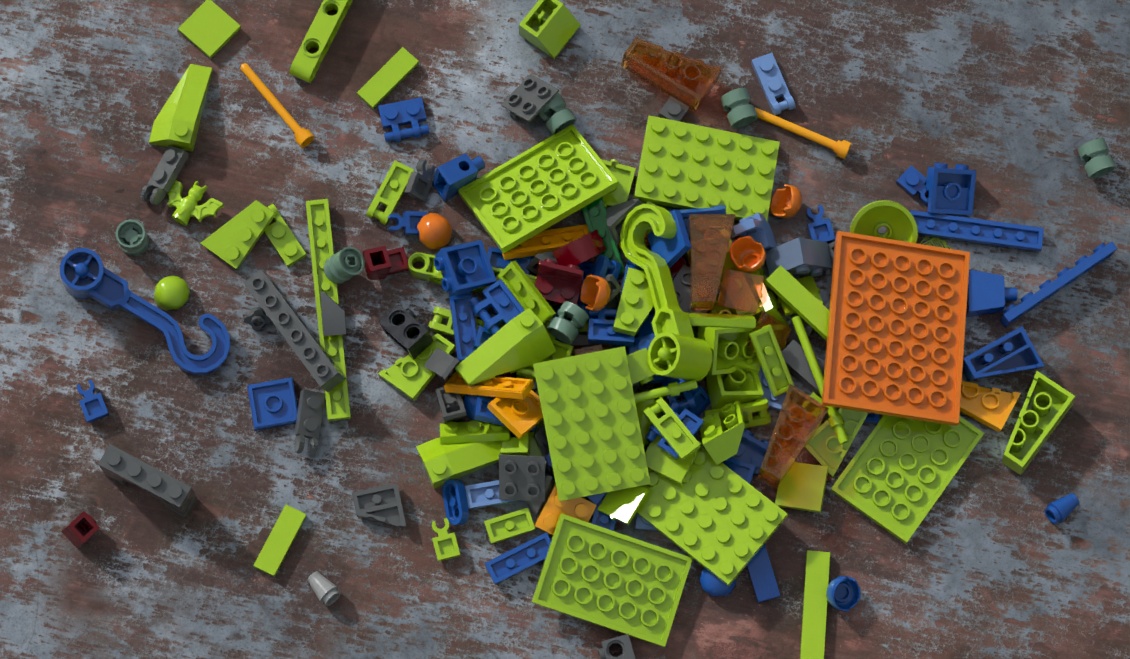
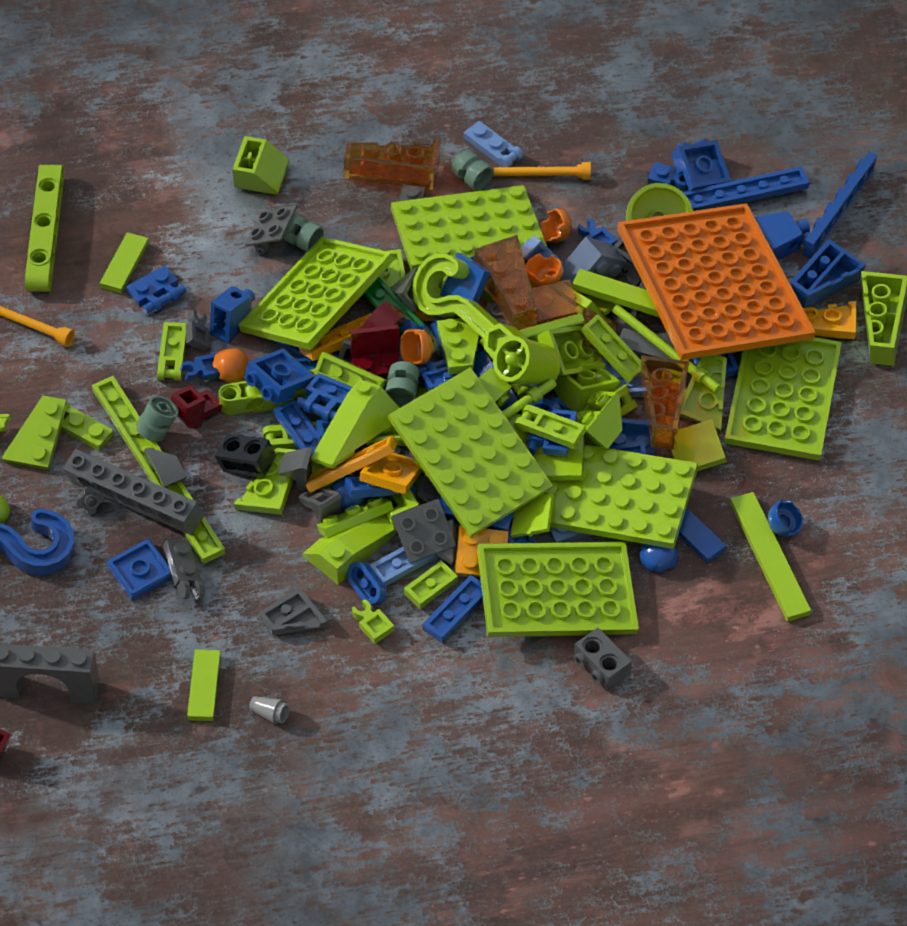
camera: 20 degrees left, 20 degrees down
(1096, 158) = (817, 98): sand green wheel -> none

